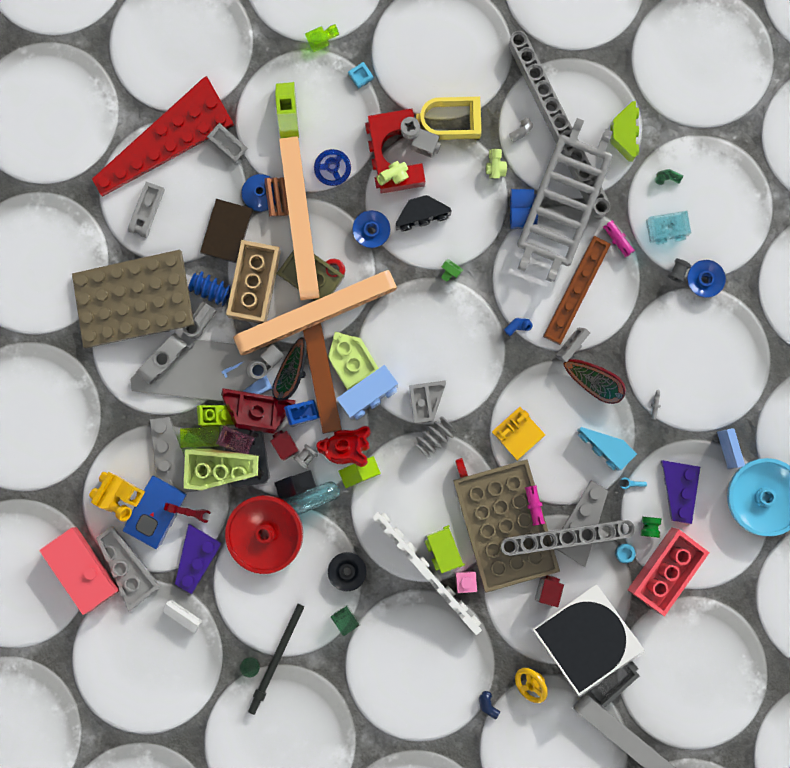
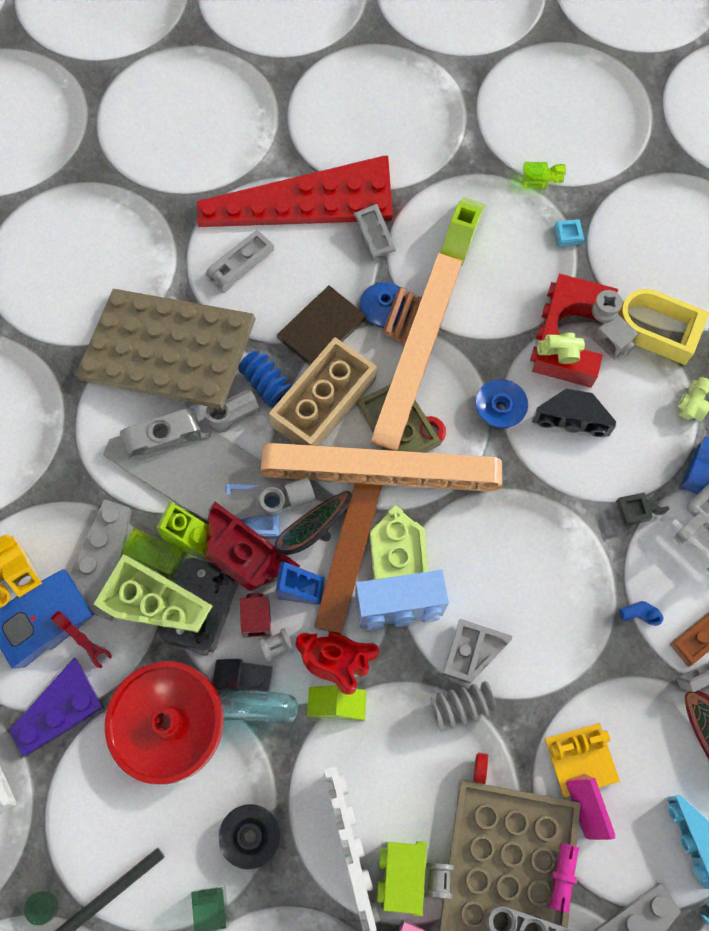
camera: 25 degrees right, 15 degrees down
(235, 440) = (193, 571): clear pink slope -> none
(332, 160) = (489, 303): clear blue piece -> none
(451, 270) = (581, 499): bright green tile -> none
(465, 542) = (439, 881): none -> light grey bush
(488, 258) = (639, 509): none -> pearl dark grey plate
(535, 459) = (593, 813): none -> dark pink slope

